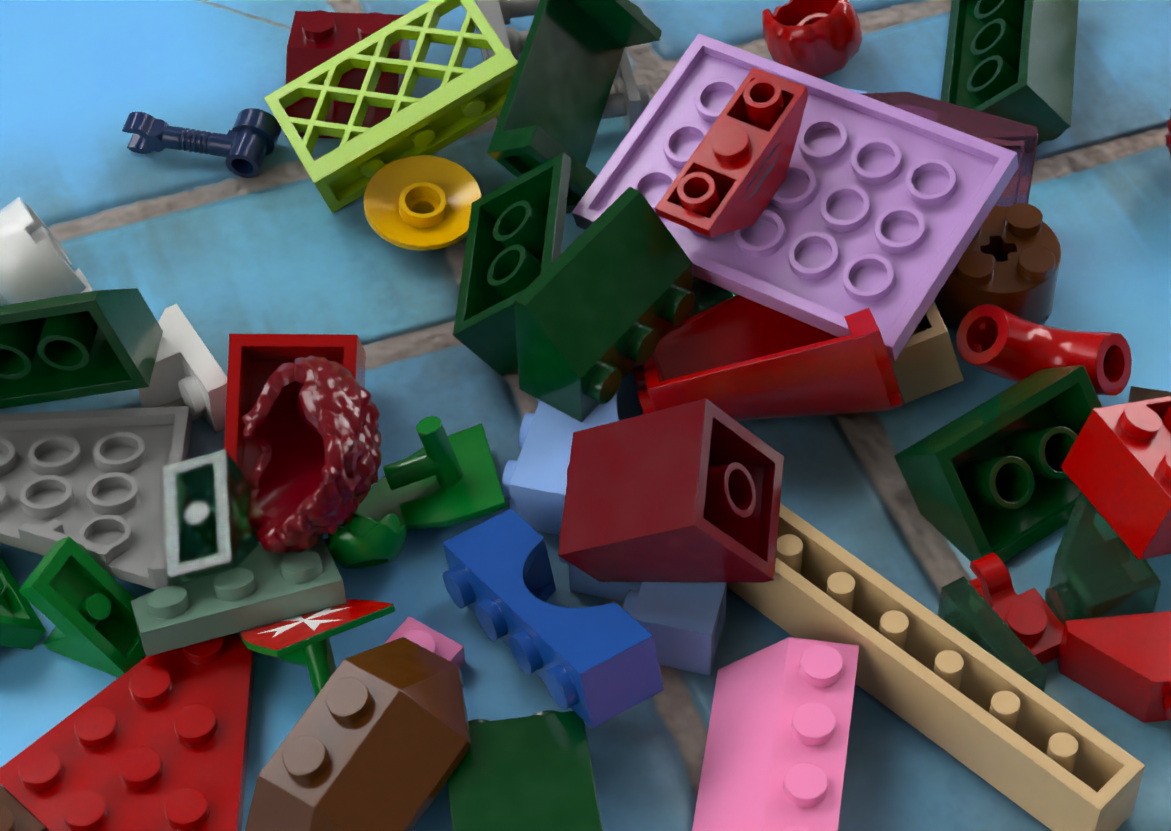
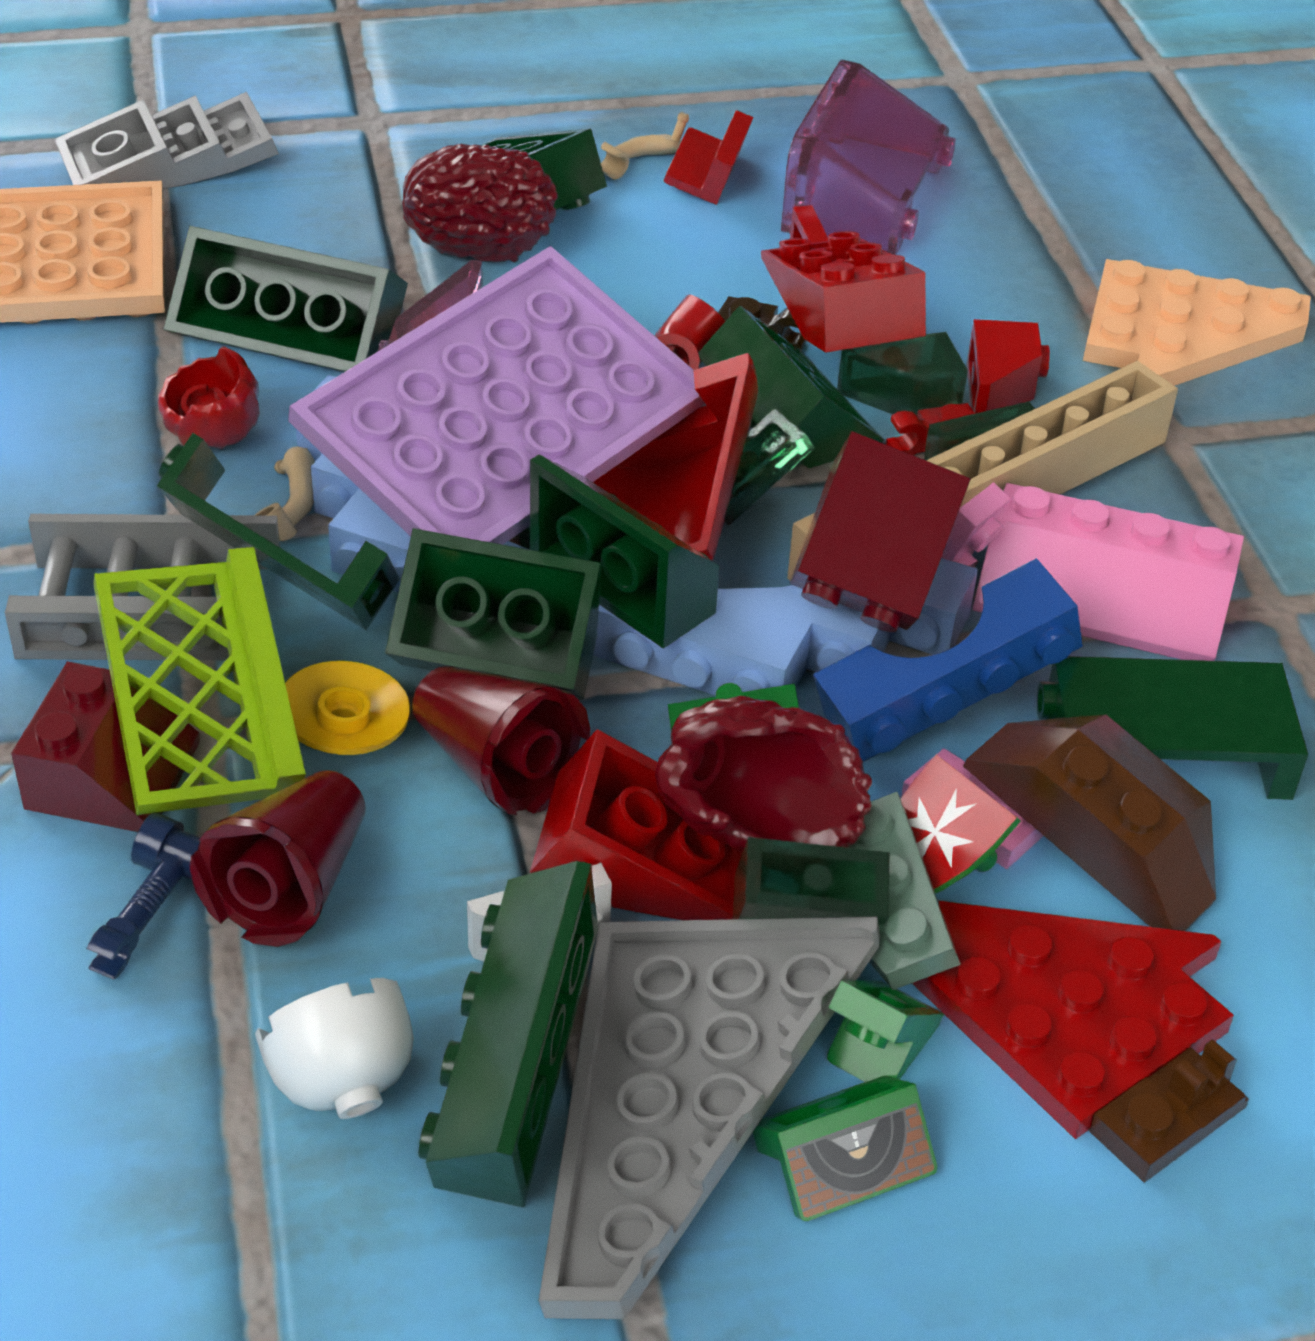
camera: 85 degrees left, 5 degrees down
(237, 195) = (279, 858): none -> dark red cone
(391, 299) = (502, 732): none -> dark red cone
(739, 158) = (499, 397): red slope -> none
(751, 611) = (976, 525): none -> bright pink plate
(853, 439) = (767, 456): none -> clear green plate

